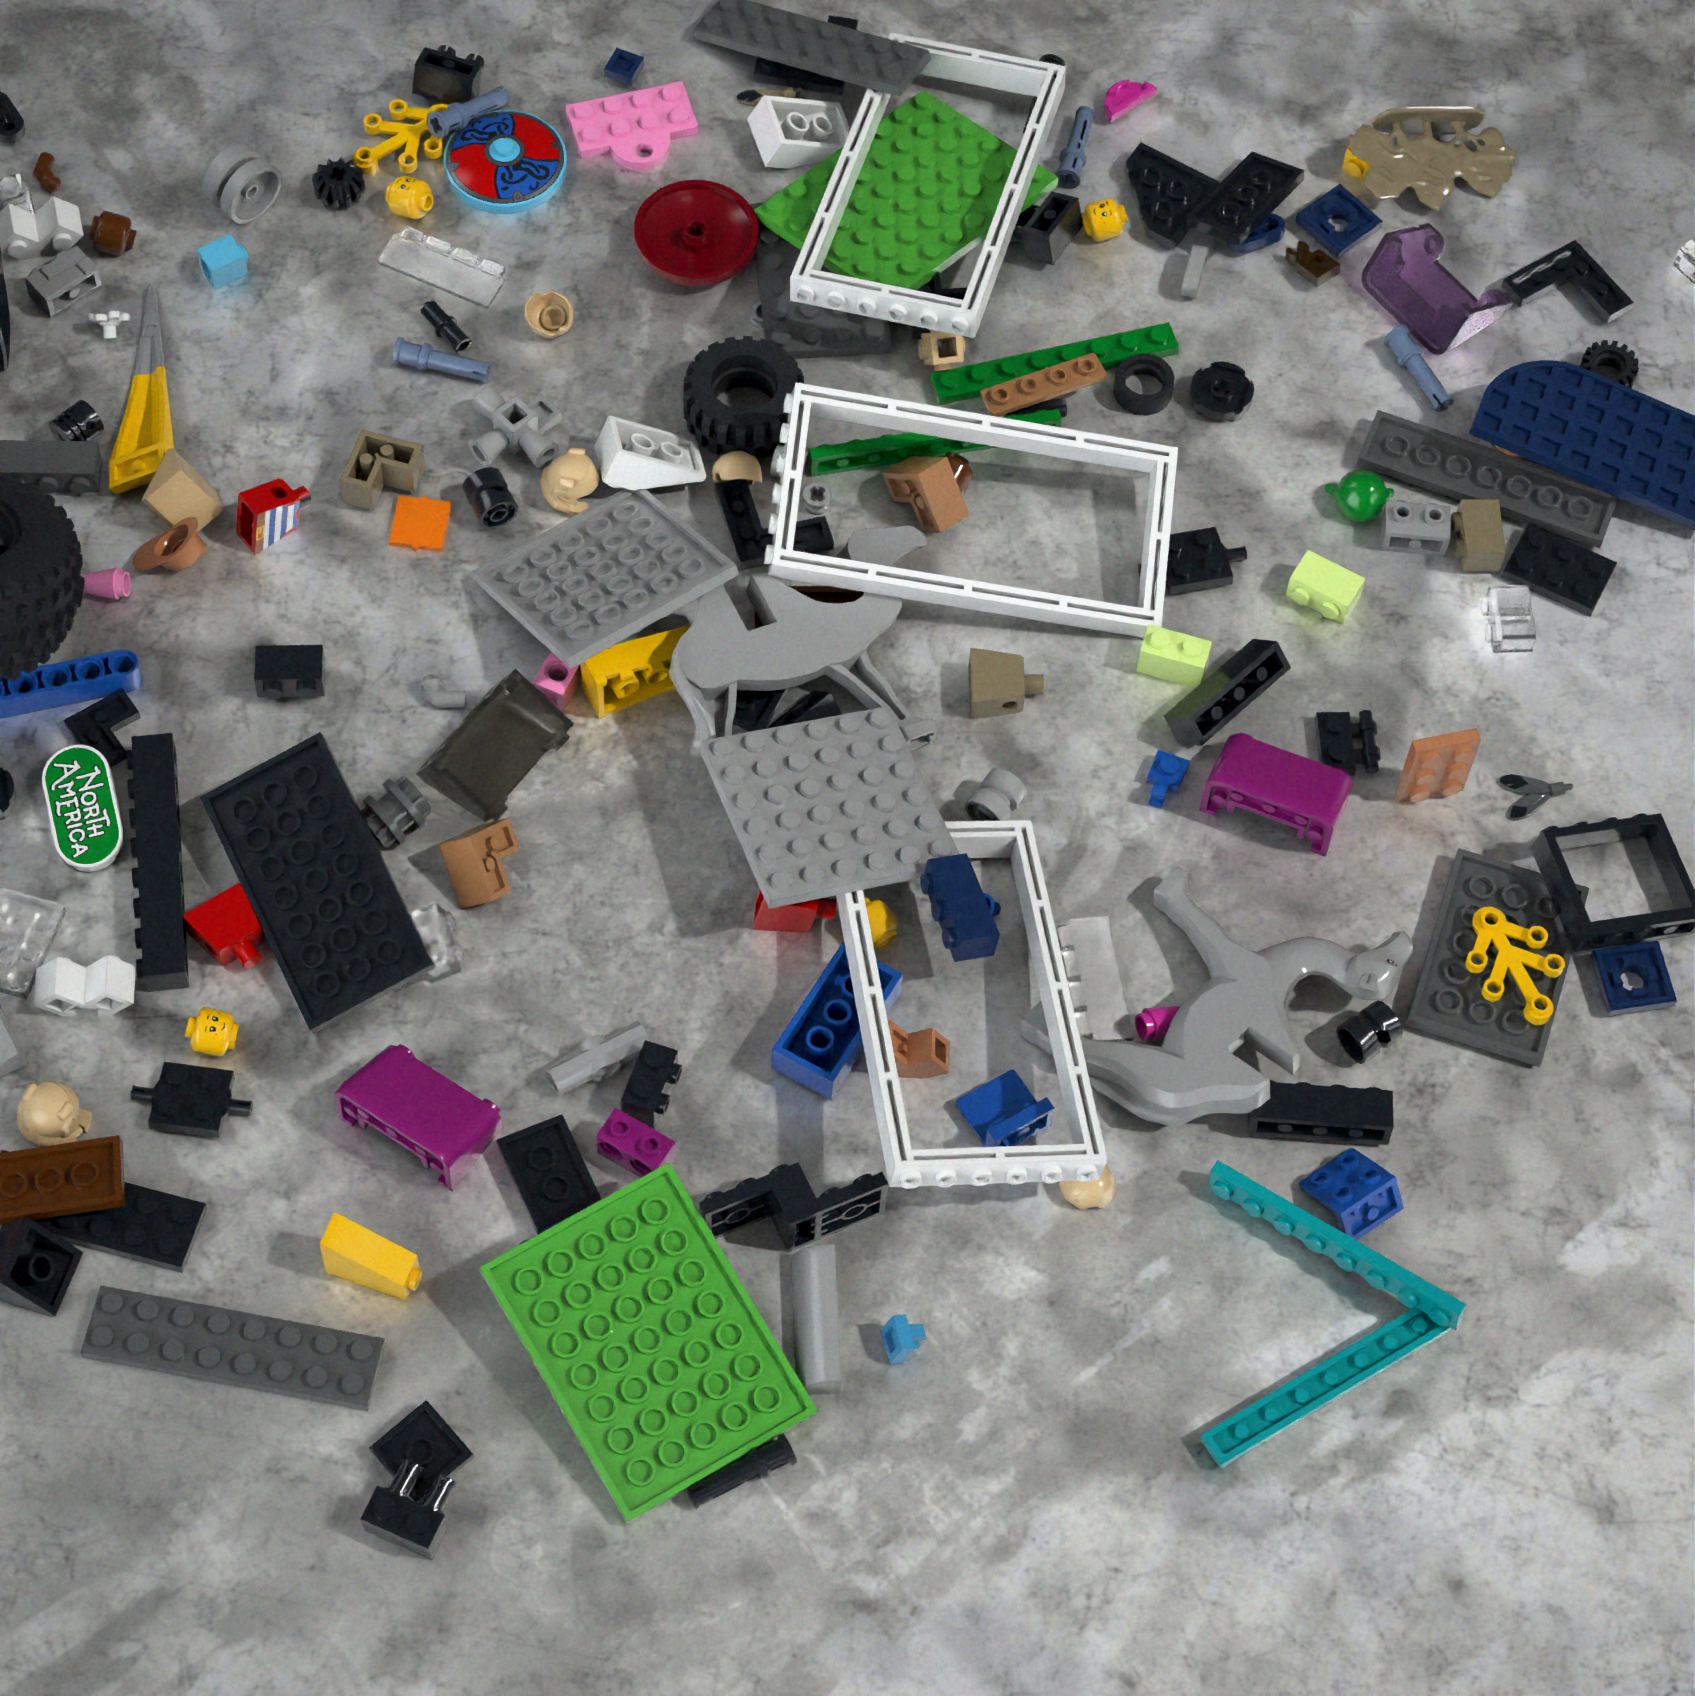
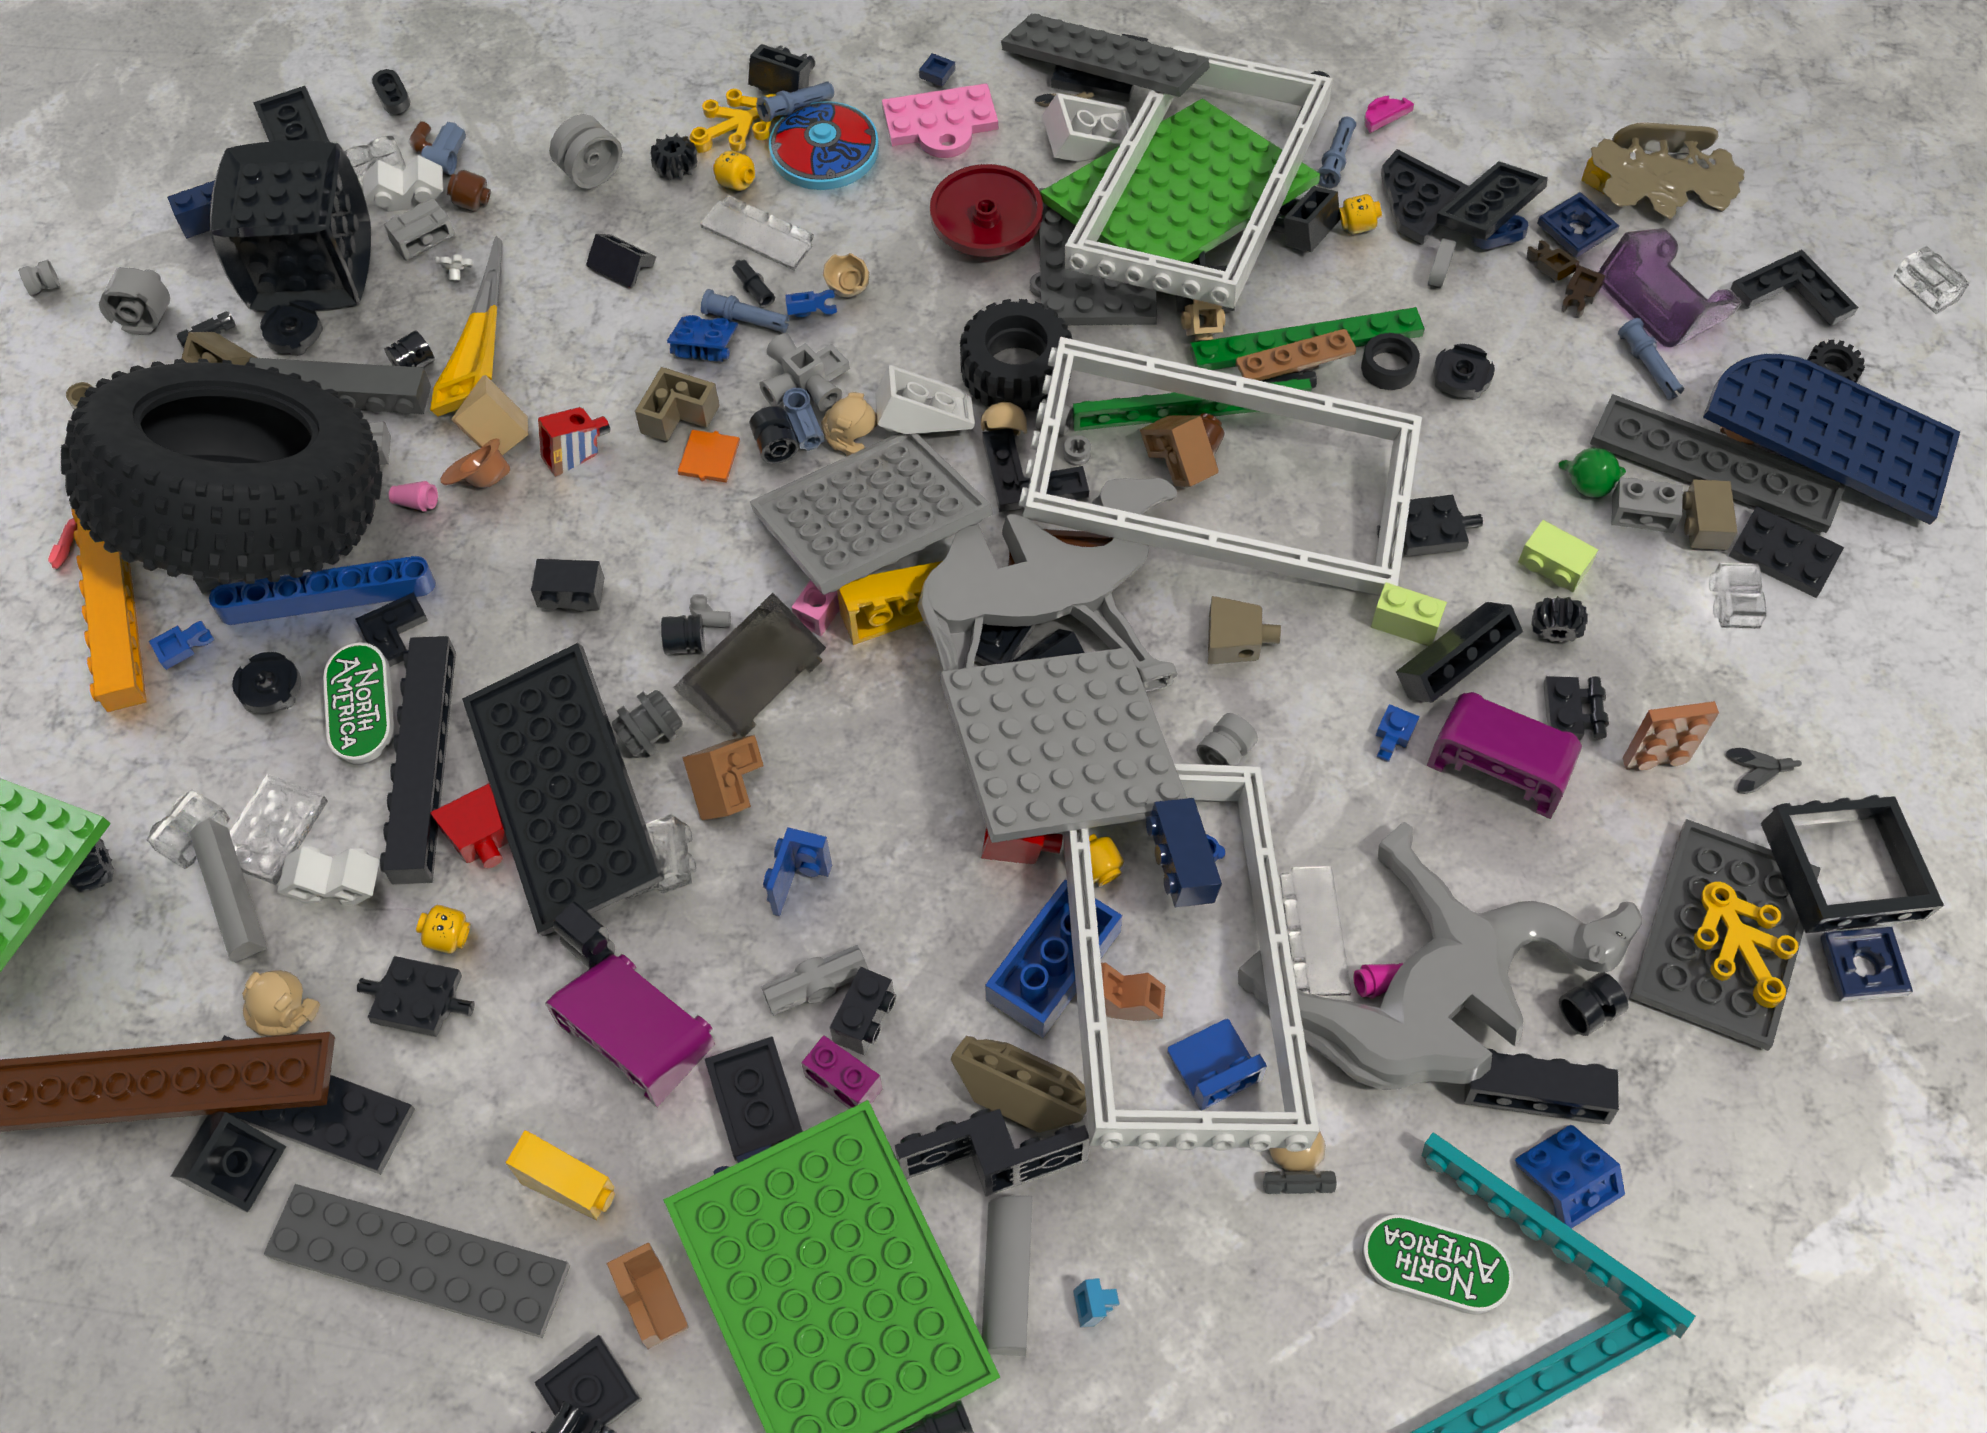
camera: 10 degrees right, 0 degrees up
(77, 182) = (446, 147): none -> sand blue piece
(223, 261) = (562, 218): medium azure brick -> none
(291, 306) = (618, 259): none -> black panel
(360, 1028) = (583, 935): none -> black brick
(399, 387) = (707, 334): none -> blue hinge
(419, 717) = (682, 634): none -> black piece
(468, 1361) = (648, 1295): none -> medium nougat panel
(506, 347) = (806, 302): none -> blue plate
(519, 478) = (802, 419): none -> sand blue piece
(570, 932) = (795, 851): none -> blue bracket
(823, 1147) = (1019, 1084): none -> dark tan wedge
(1092, 1217) = (1300, 1182): none -> dark grey axle
(1227, 1282) = (1437, 1264): none -> tile
(1327, 653) = (1559, 619): none -> black gear
(1344, 293) = (1582, 288): none -> dark brown plate

